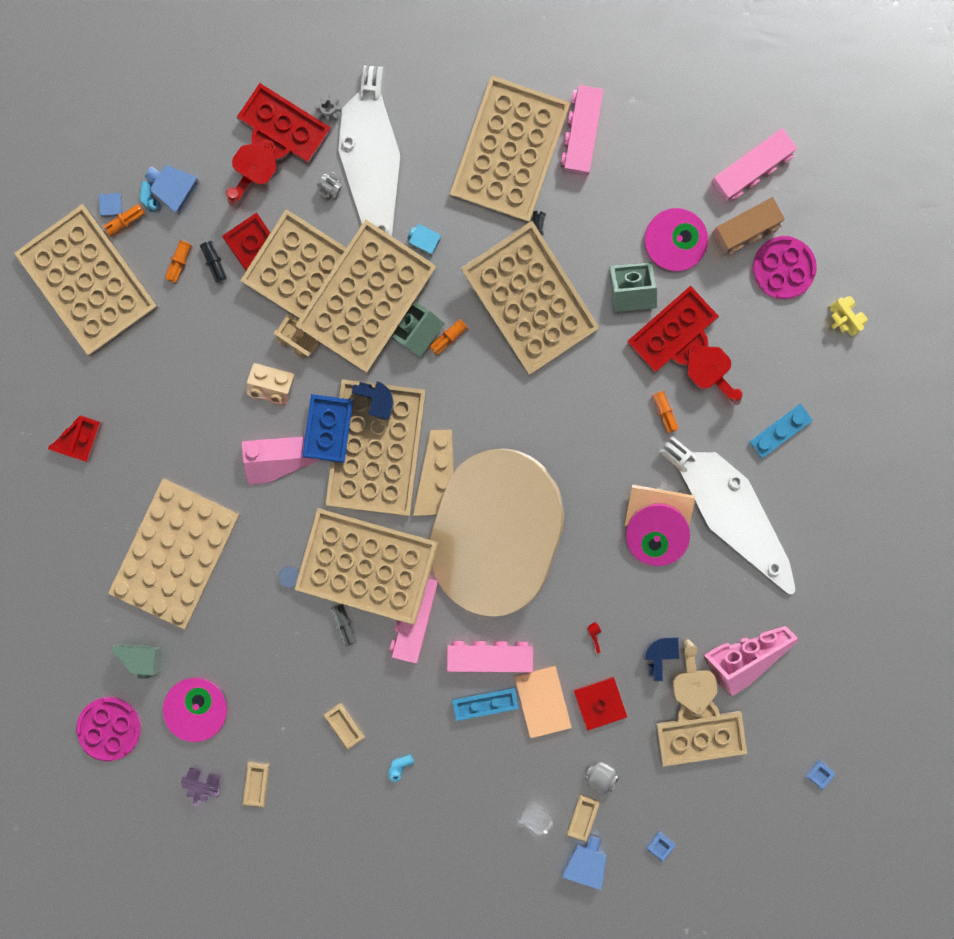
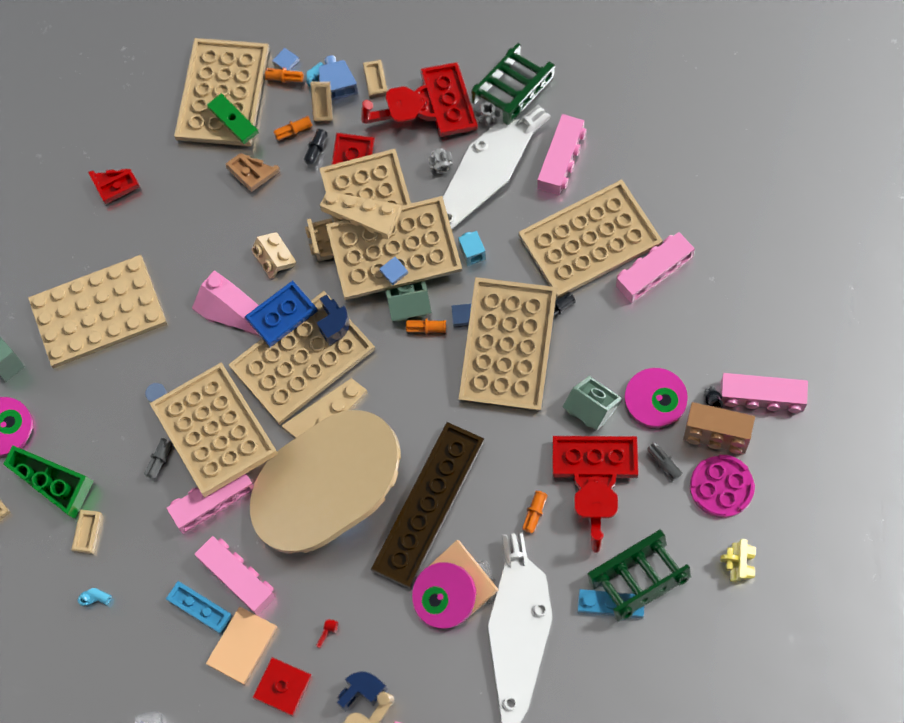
camera: 50 degrees right, 20 degrees down
(112, 297) = (232, 118): none -> green tile
(181, 329) = (251, 171): none -> medium nougat wing
(182, 218) = (321, 101): none -> tan tile
(202, 156) = (375, 78): none -> tan tile
(286, 713) = (57, 483): none -> green wedge
(322, 287) = (369, 213): none -> tan wing
(342, 52) = (521, 98): none -> dark green fence
(386, 316) = (393, 270): none -> medium blue tile
(422, 94) = (561, 154): none -> bright pink brick
(467, 302) = (461, 314): none -> medium blue tile
(581, 476) = (427, 505): none -> dark brown plate
(724, 205) = (713, 397): none -> black axle
(727, 287) = (664, 462): none -> dark grey axle
(771, 379) = (637, 555): none -> dark green fence

